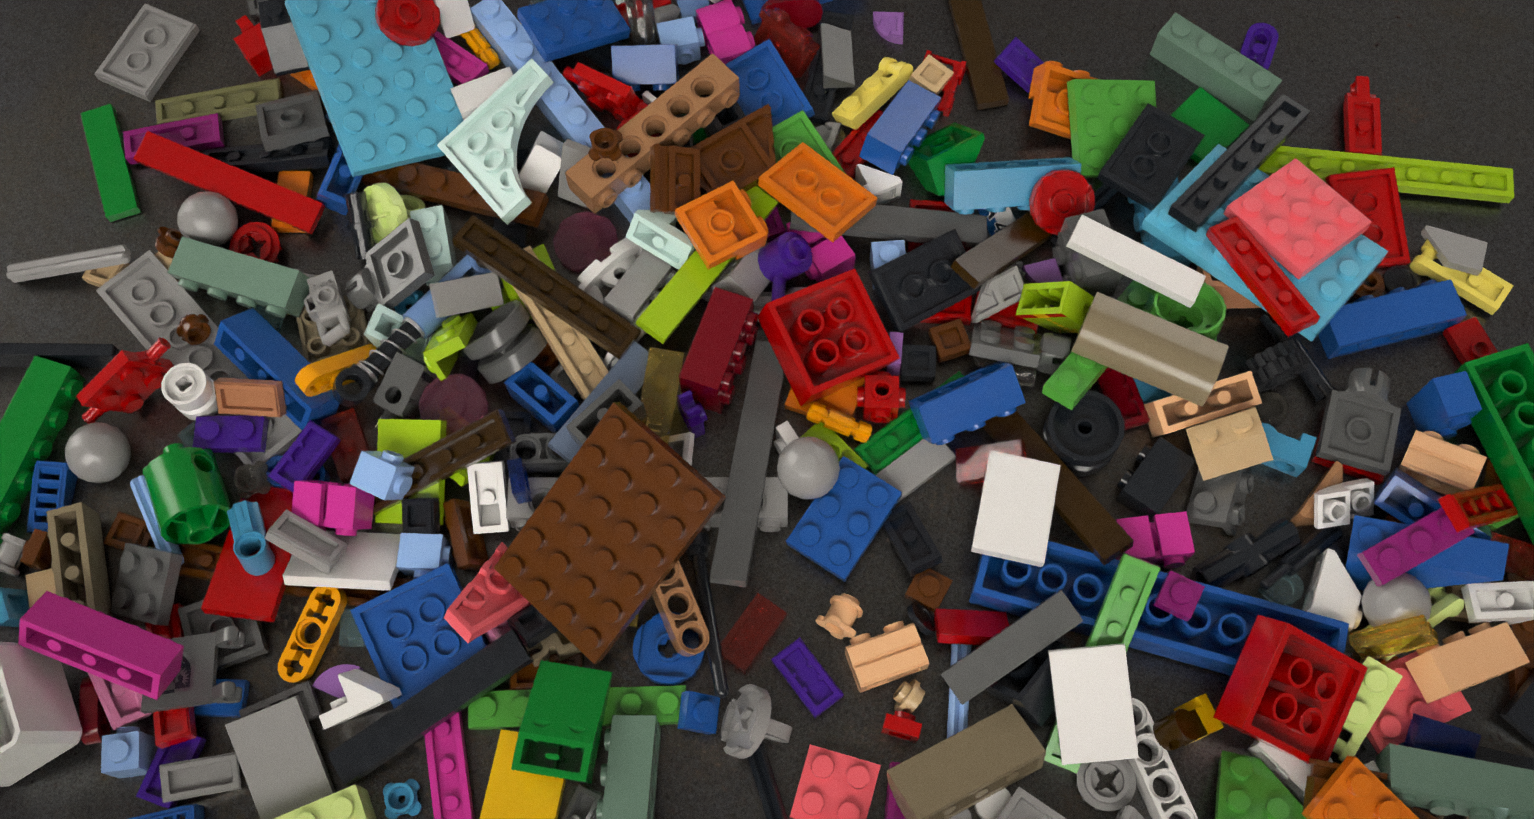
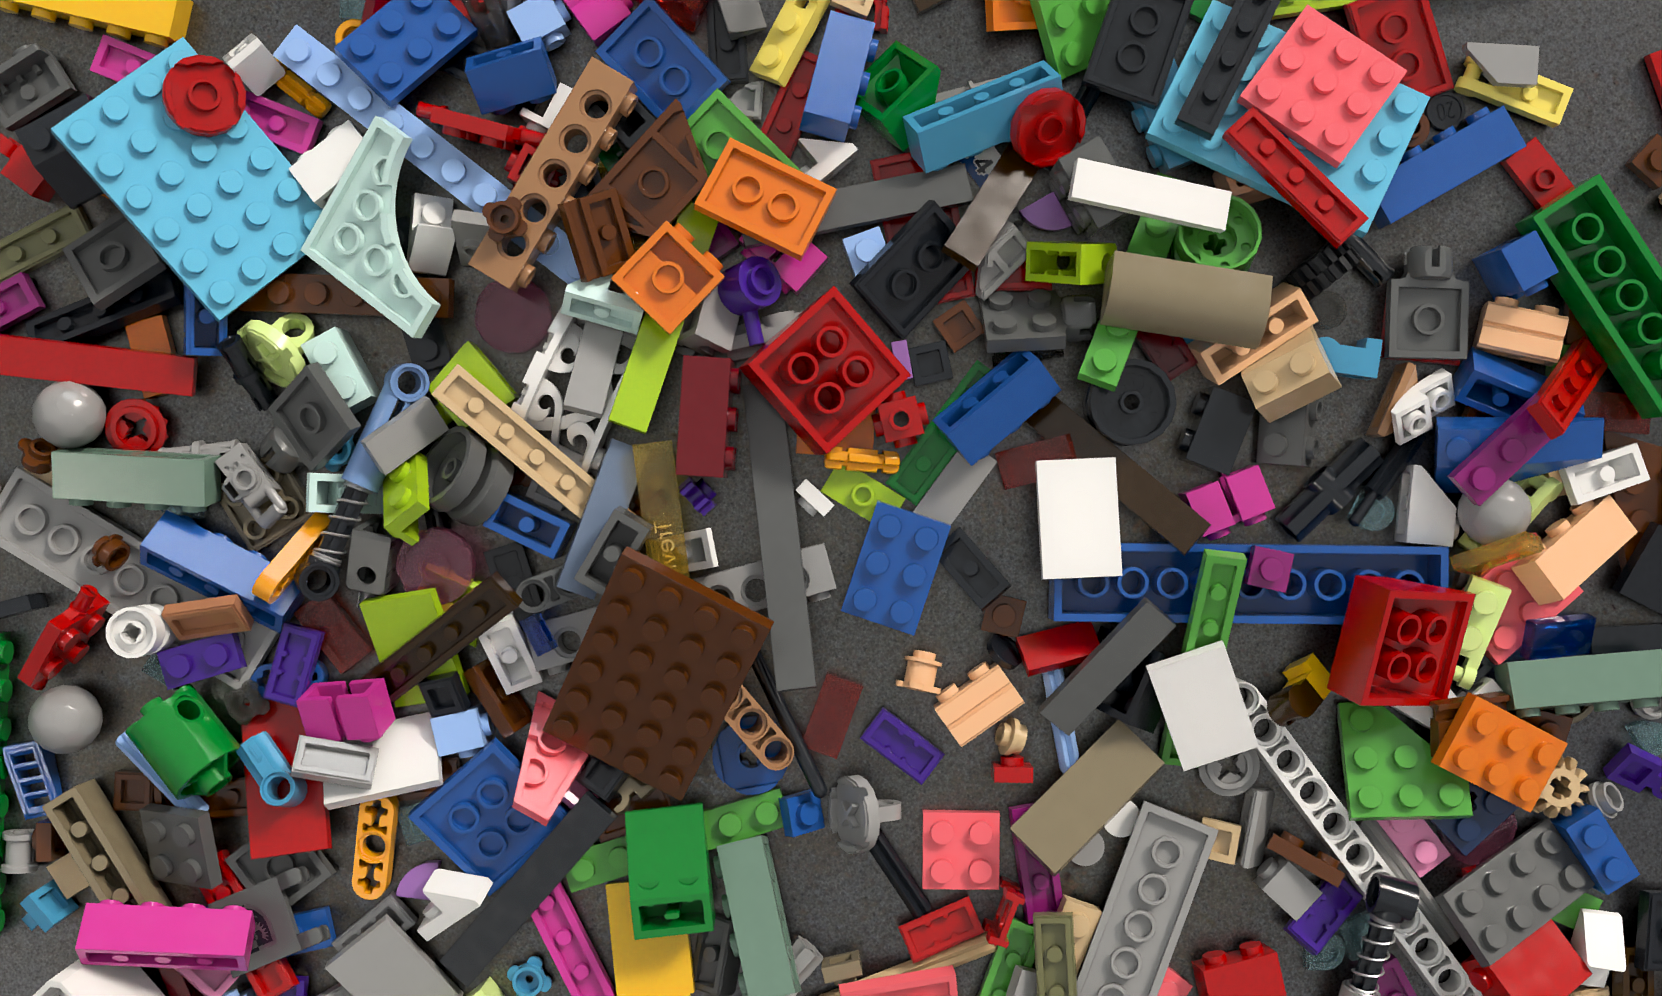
camera: 15 degrees left, 20 degrees up
(383, 474) = (390, 672): light blue brick -> none
(546, 287) = (492, 410): dark brown tile -> none
(808, 468) = (845, 534): light grey piece -> none

